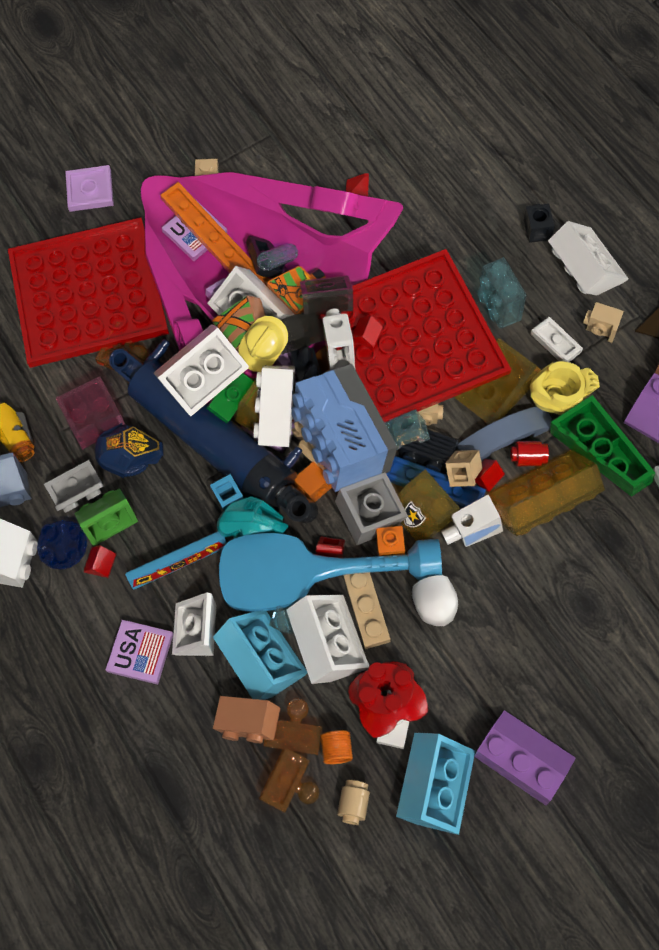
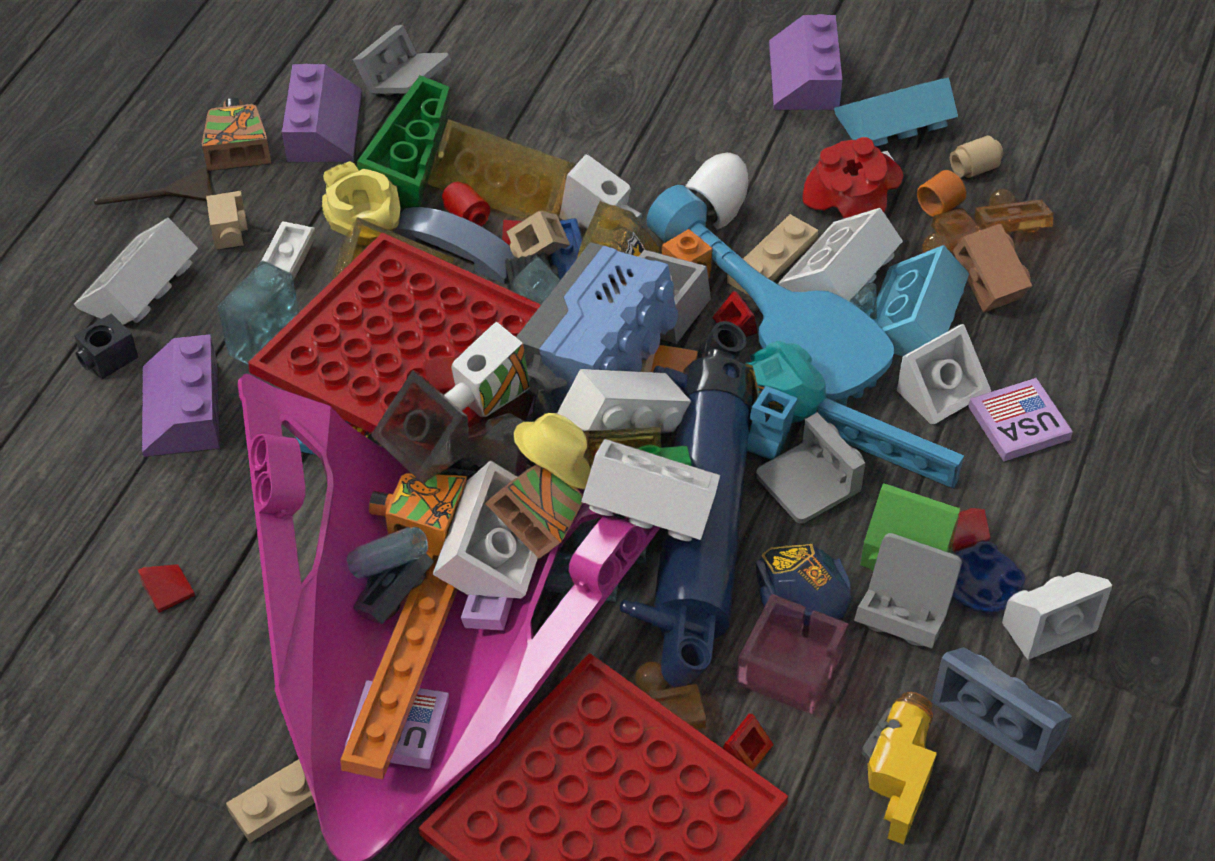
camera: 130 degrees left, 15 degrees down
(72, 371) = (749, 742): none -> red slope
(189, 505) = (814, 473): none -> light grey bracket
(472, 241) = (181, 398): none -> medium lavender slope

